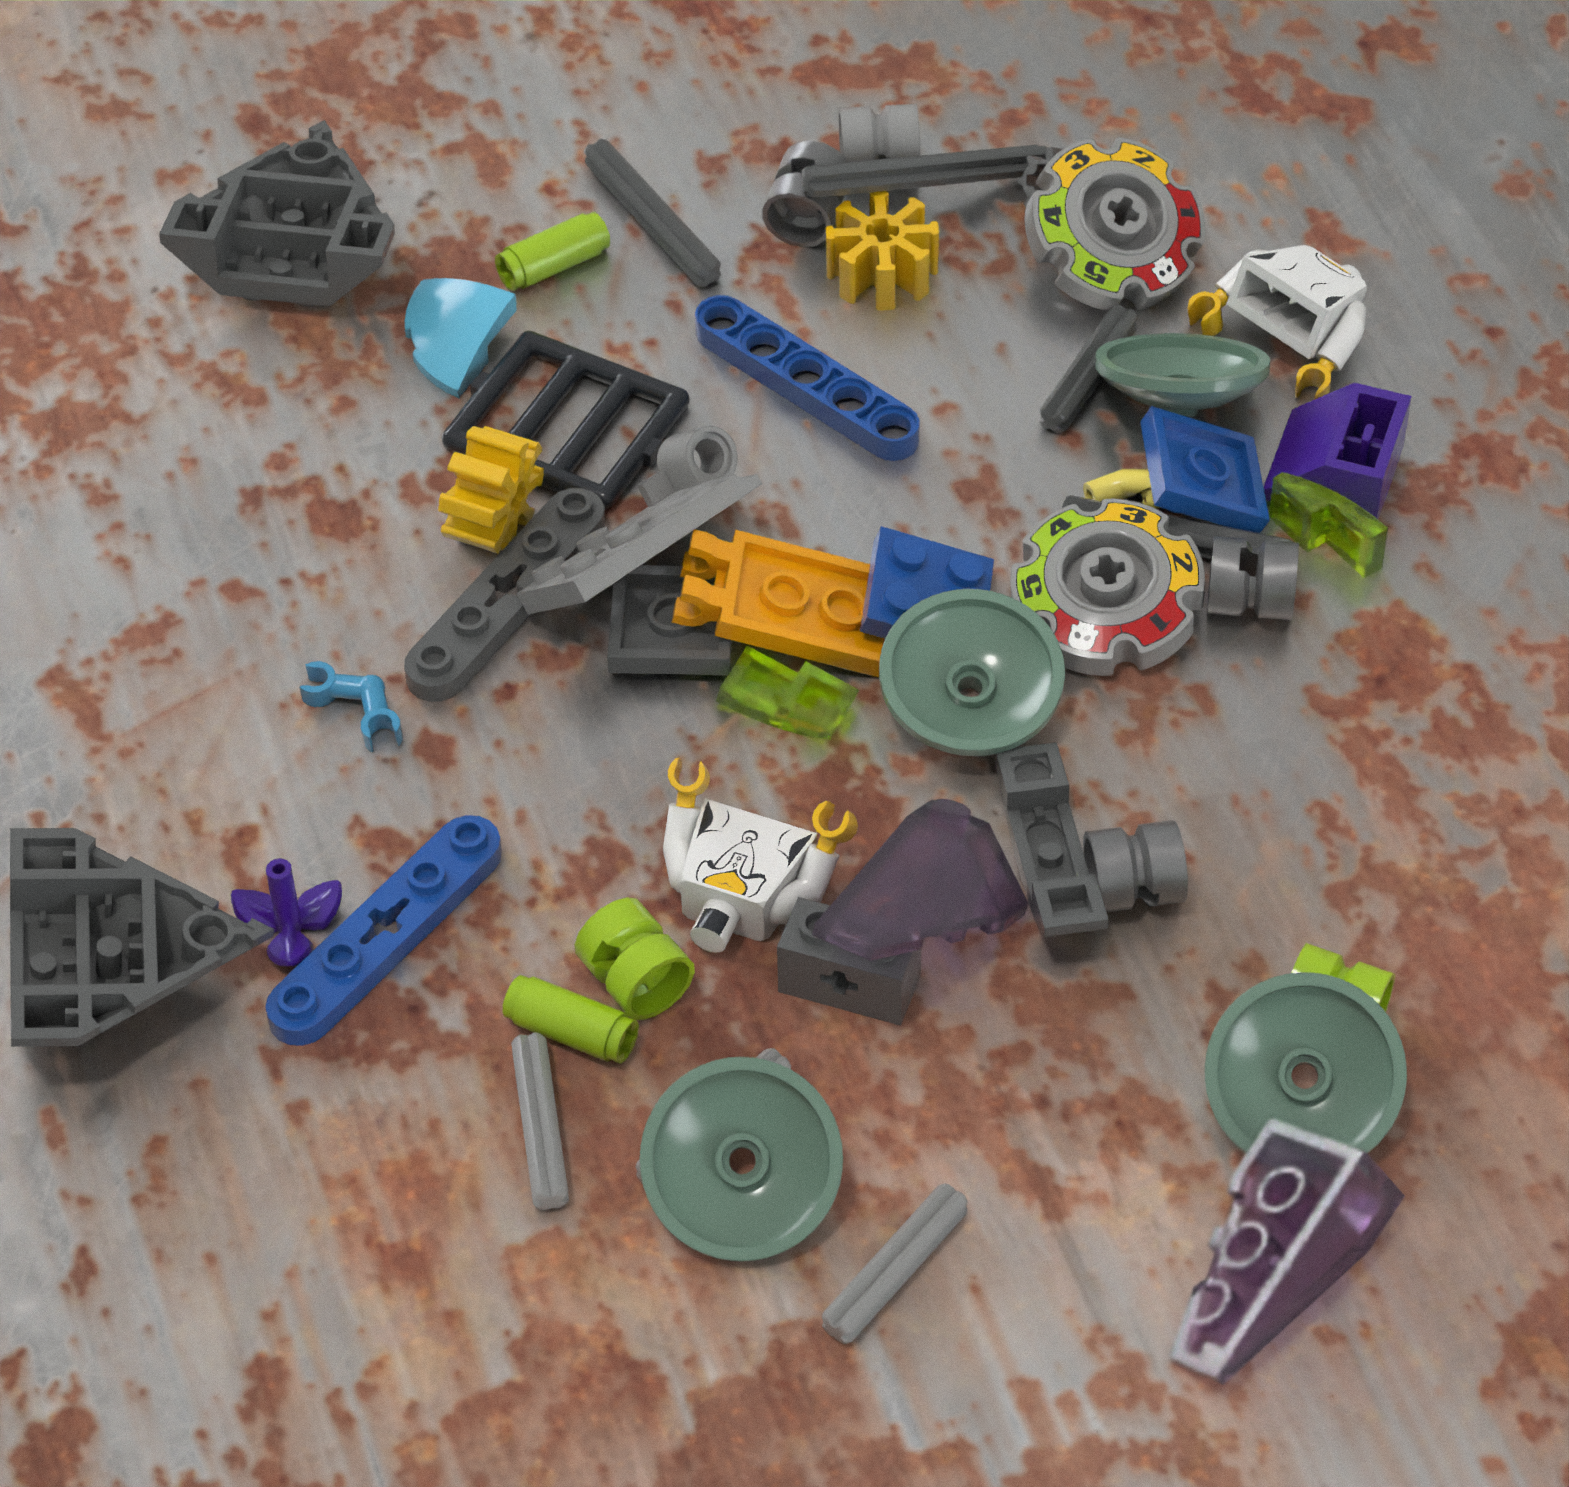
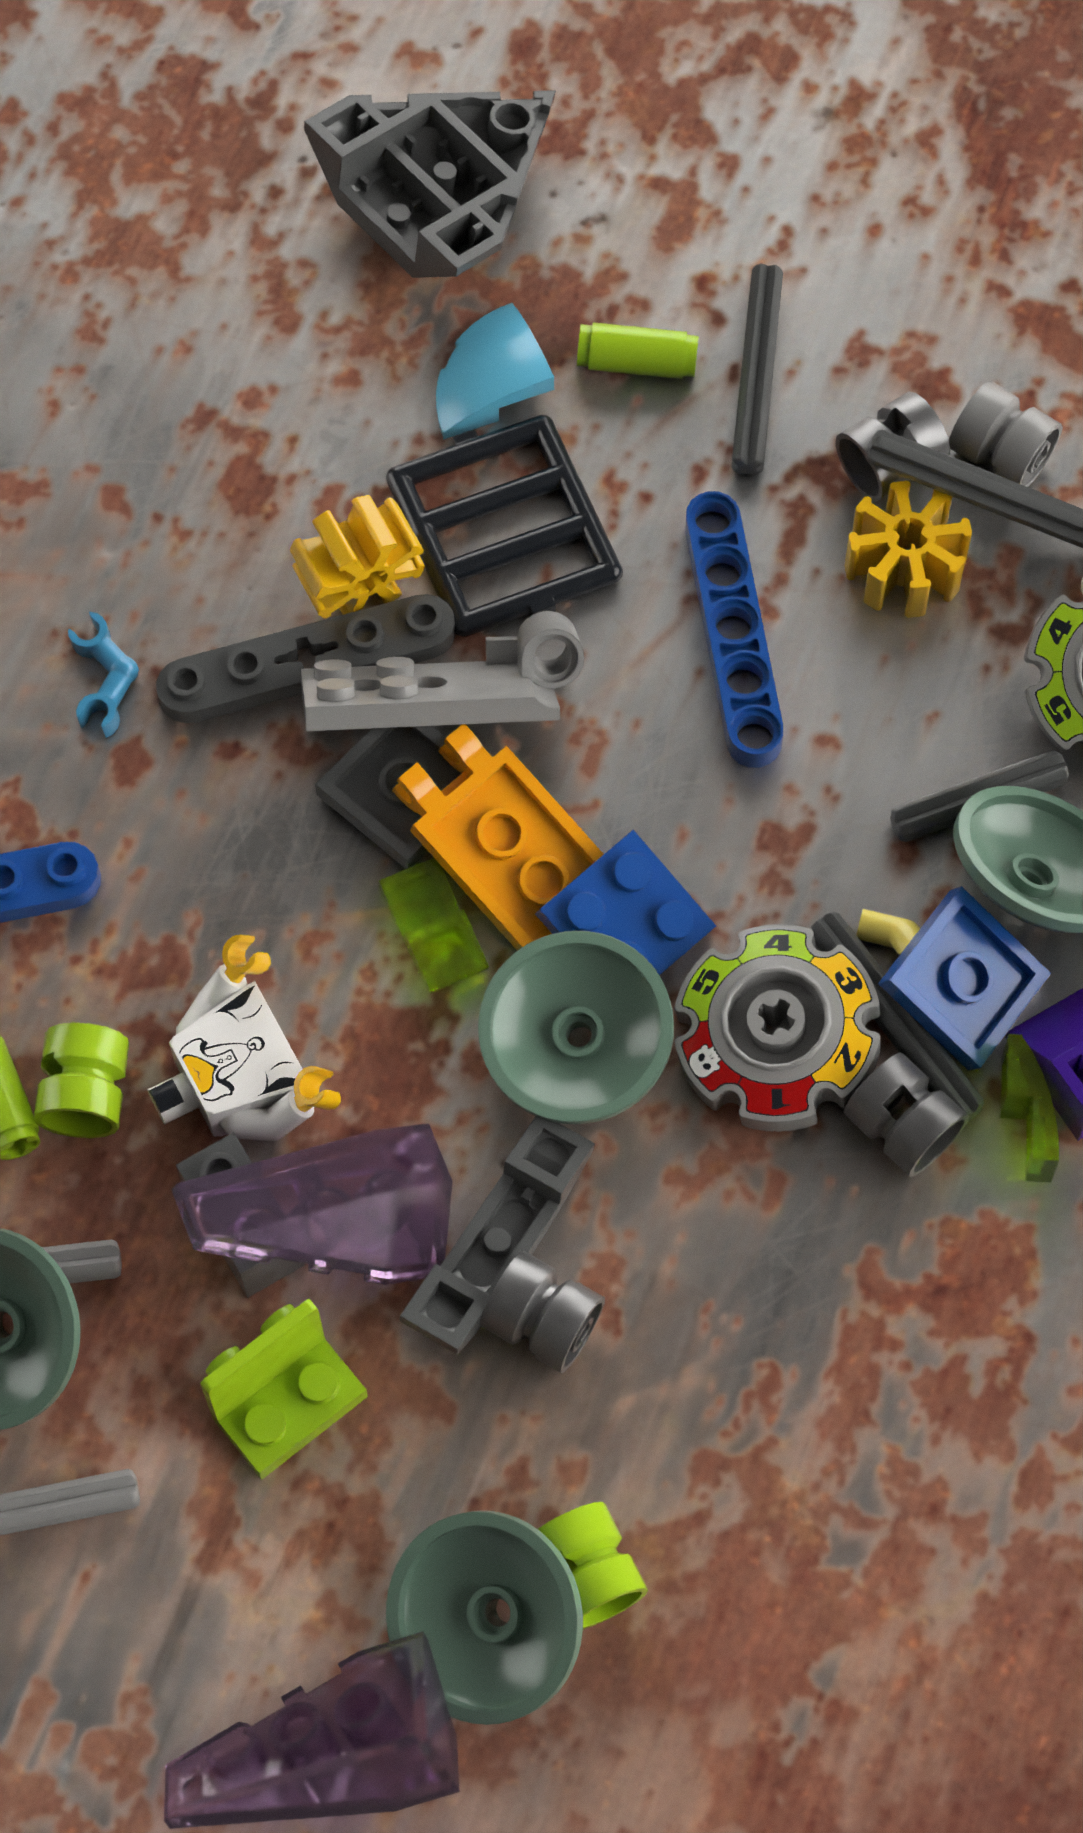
camera: 40 degrees right, 15 degrees up
(999, 1052) = (280, 1388): none -> lime bracket

